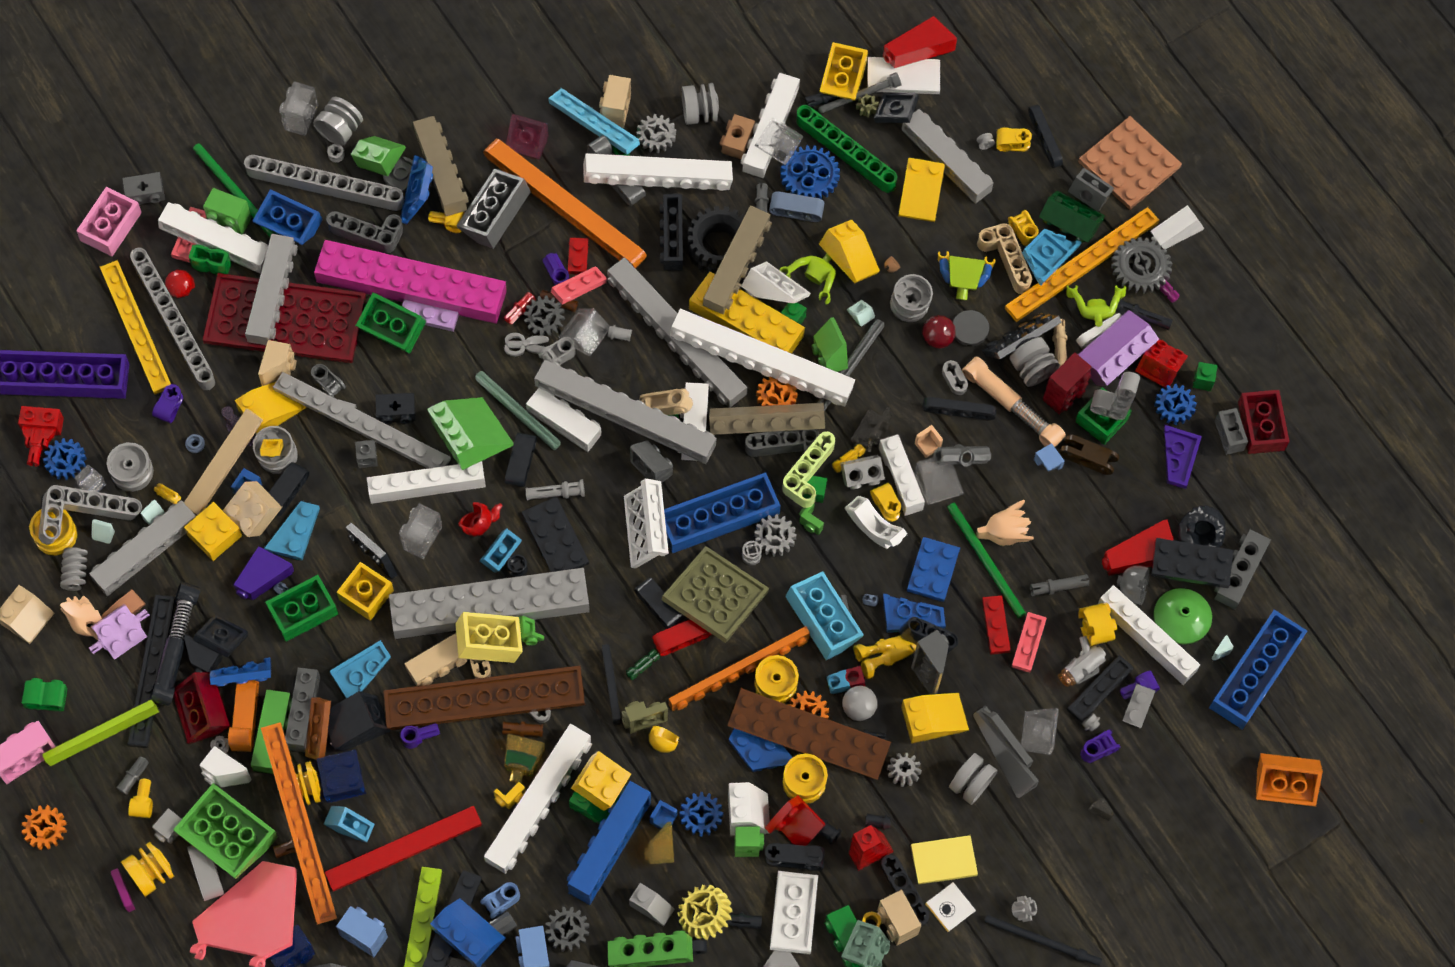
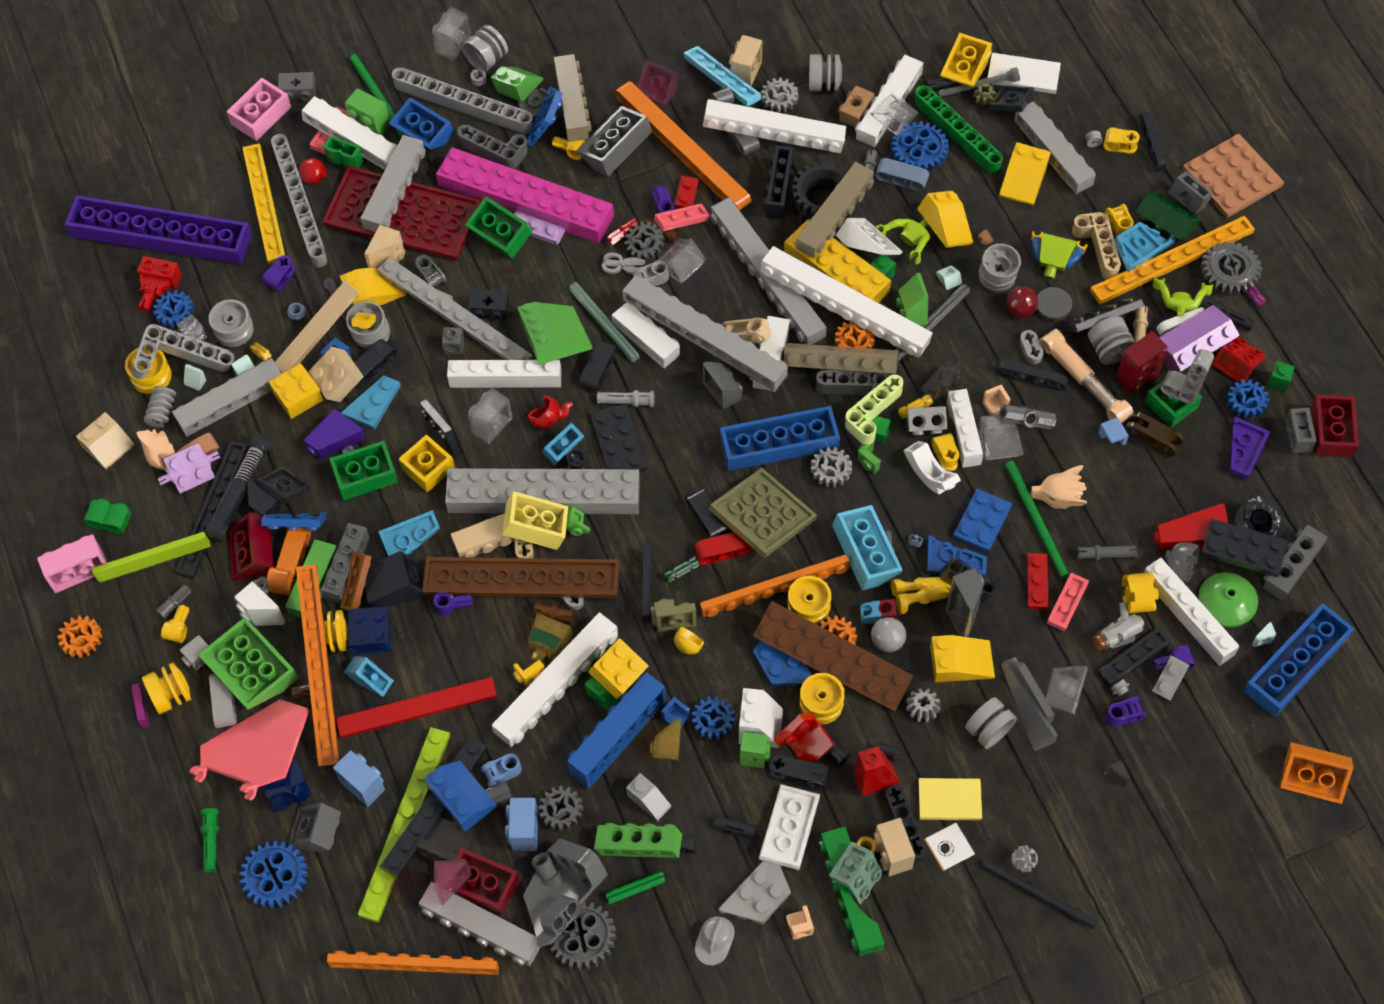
camera: 15 degrees right, 5 degrees down
(619, 333) = (712, 265): light grey pin -> none
(653, 522) = (714, 436): white fence -> none
(705, 900) = (699, 812): light yellow gear -> none
(751, 557) = (805, 480): light grey wheel -> none
(920, 43) = (1043, 45): red slope -> none
(1177, 228) = (1271, 237): white slope -> none

